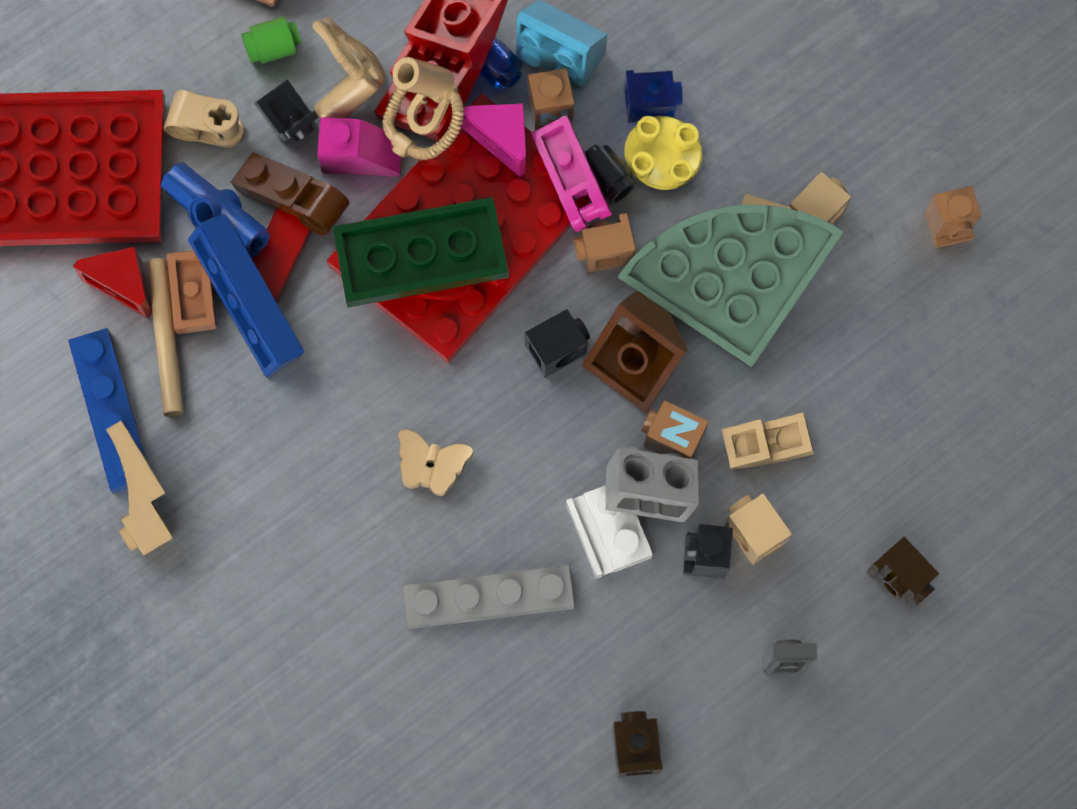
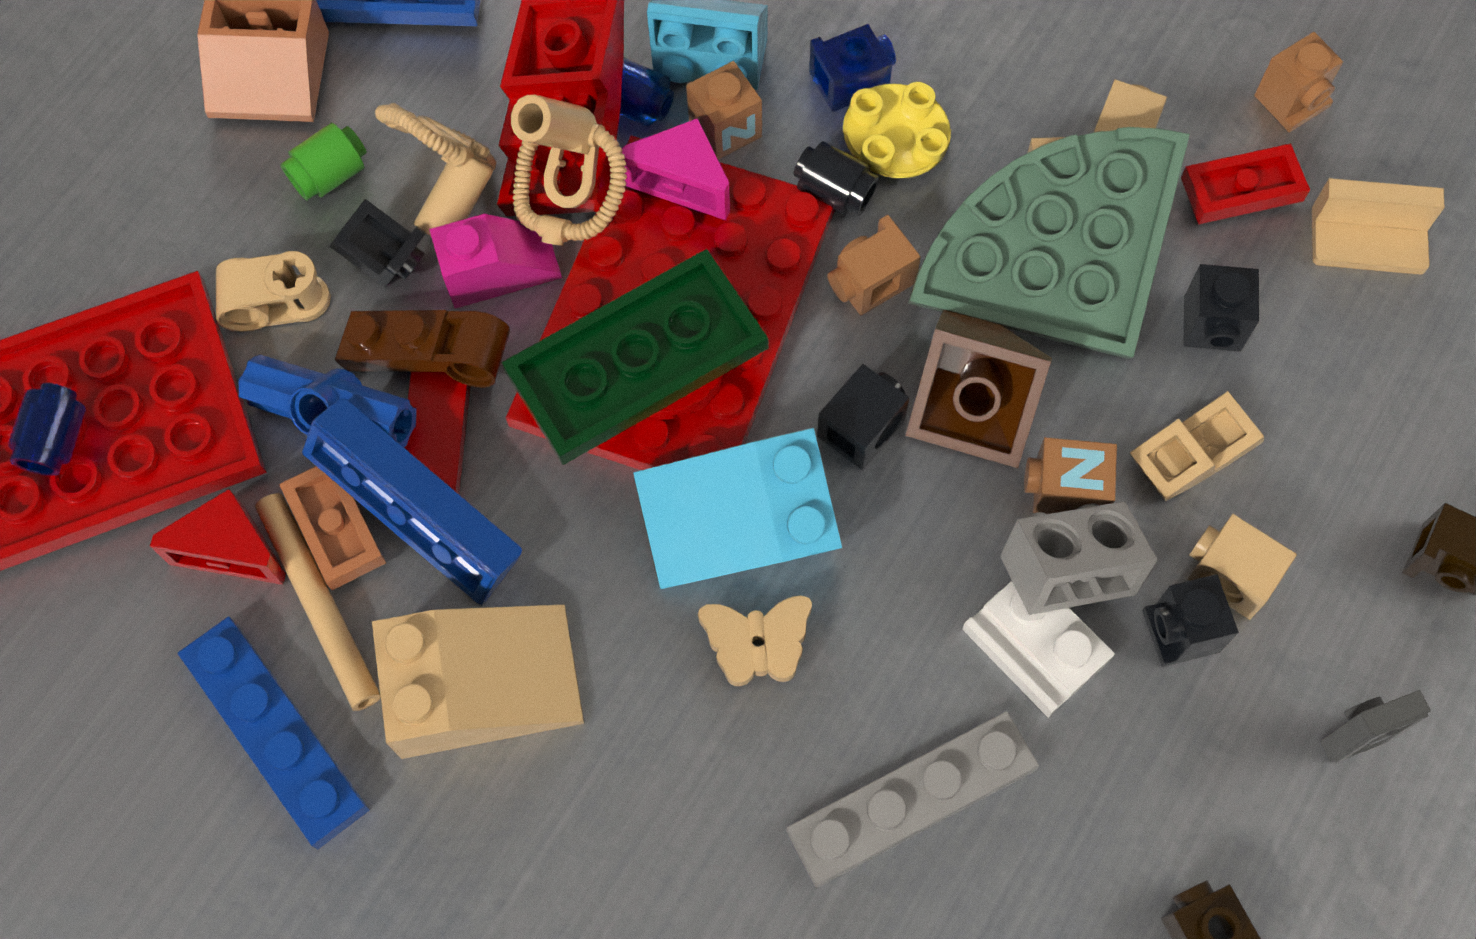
camera: 15 degrees left, 5 degrees down
(32, 166) = (46, 429): none -> clear blue brick
(143, 523) = (378, 877): tan slope -> none
(246, 421) = (474, 676): none -> tan slope
(448, 375) = (737, 509): none -> medium azure slope
(571, 172) = (794, 188): dark pink plate -> none
(823, 355) = (1221, 307): none -> black brick
(882, 274) = (1245, 183): none -> red plate
(957, 336) = (1374, 225): none -> tan panel

